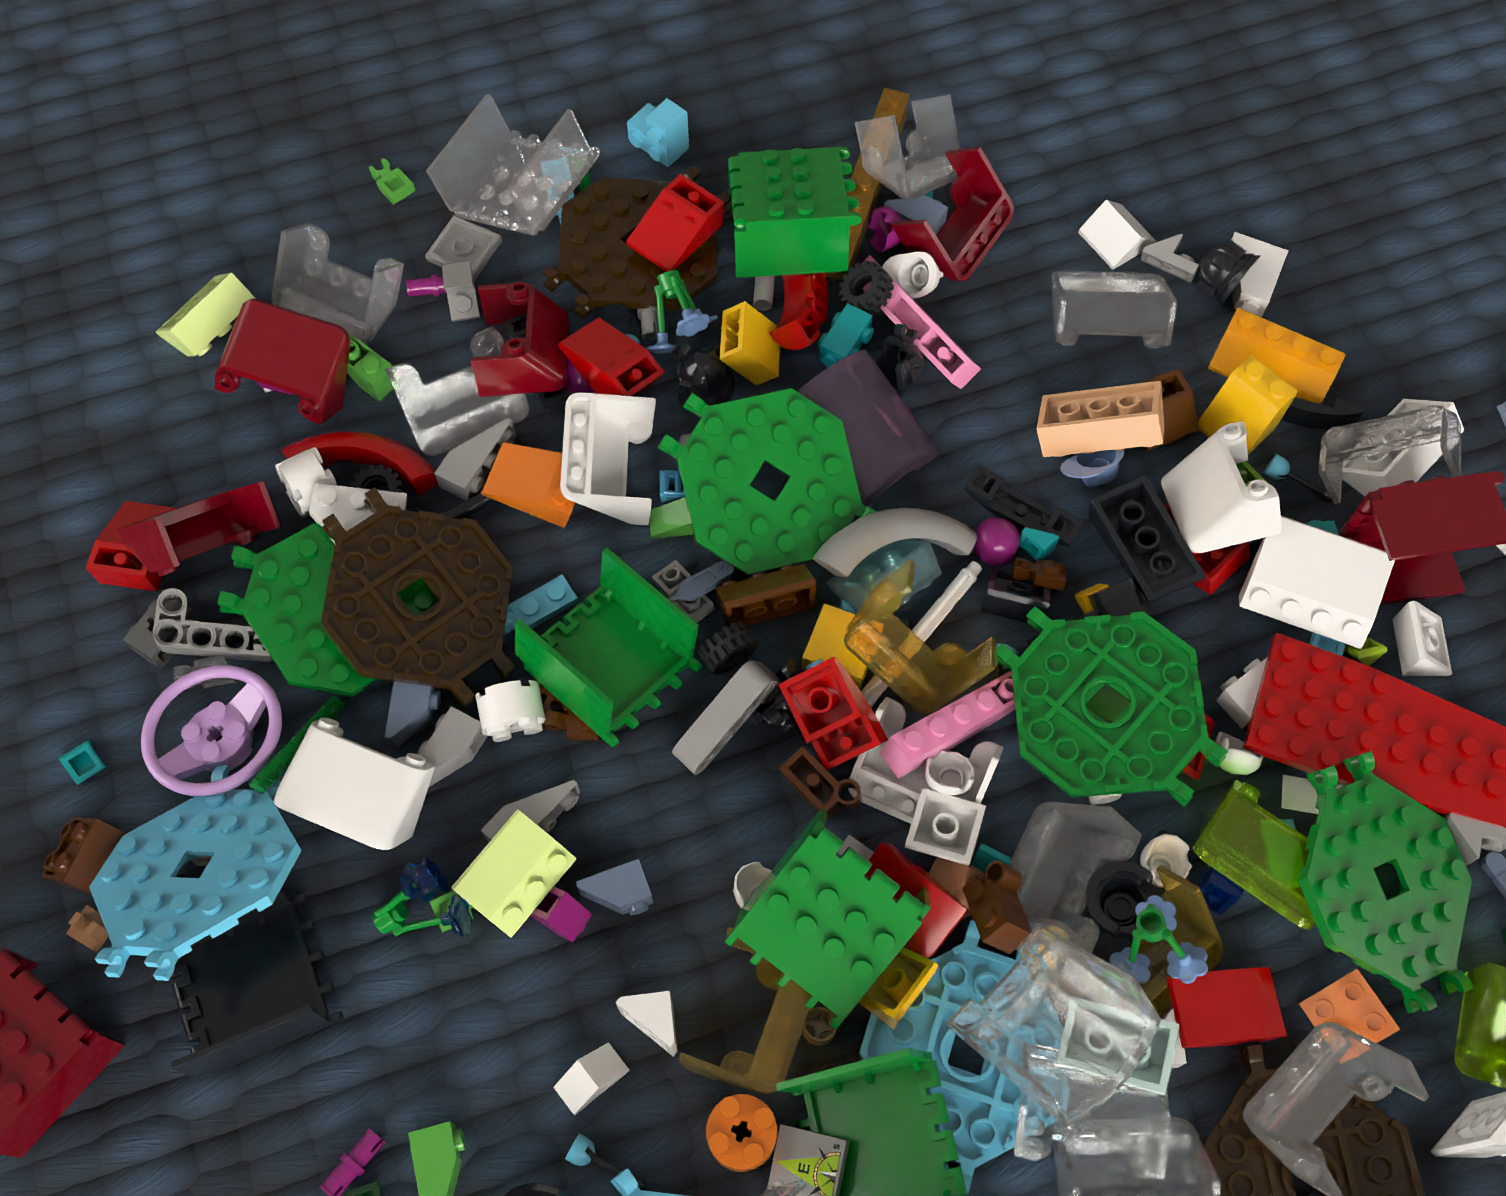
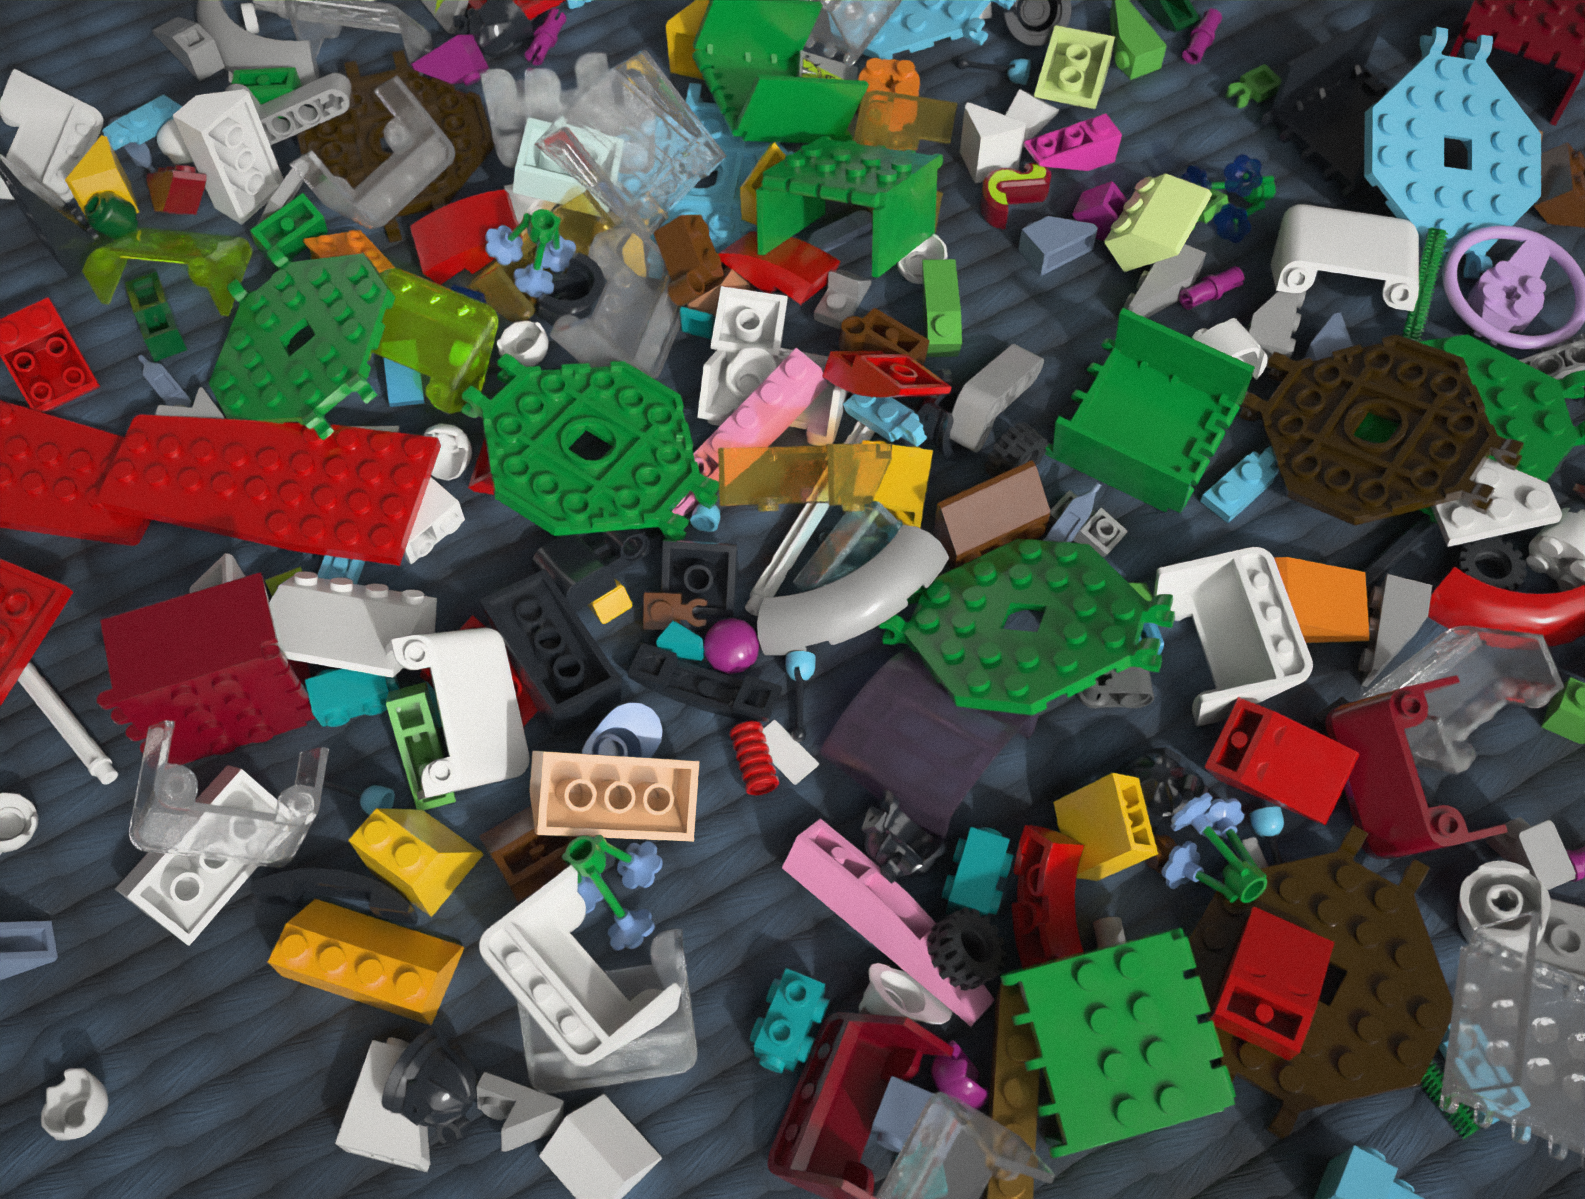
camera: 170 degrees right, 5 degrees down
(323, 1070) = (1256, 84): none -> bright green plate
(482, 809) = (1211, 287): none -> magenta pin
(501, 254) = (1497, 886): none -> white brick
(527, 1112) = (1075, 67): none -> yellowish green slope
(562, 1003) = (1078, 145): none -> dark pink slope
(643, 972) = (1012, 187): none -> dark red animal
(712, 335) = (1164, 846): none -> reddish brown plate
(755, 818) = (941, 308): none -> bright green slope
(945, 507) = (800, 667): none -> hinge
(962, 456) = (788, 754): none -> white sticker
(989, 280) = (783, 1034): none -> teal brick
(990, 446) = (754, 758): none -> red piece
(1092, 352) = (636, 866): none -> medium blue plant
(1137, 297) = (561, 981): none -> white windscreen
(1424, 1041) = (289, 228): none -> green brick
(1425, 1116) = (283, 194): none -> light grey tile
(1462, 306) = (74, 1105): none -> white hair

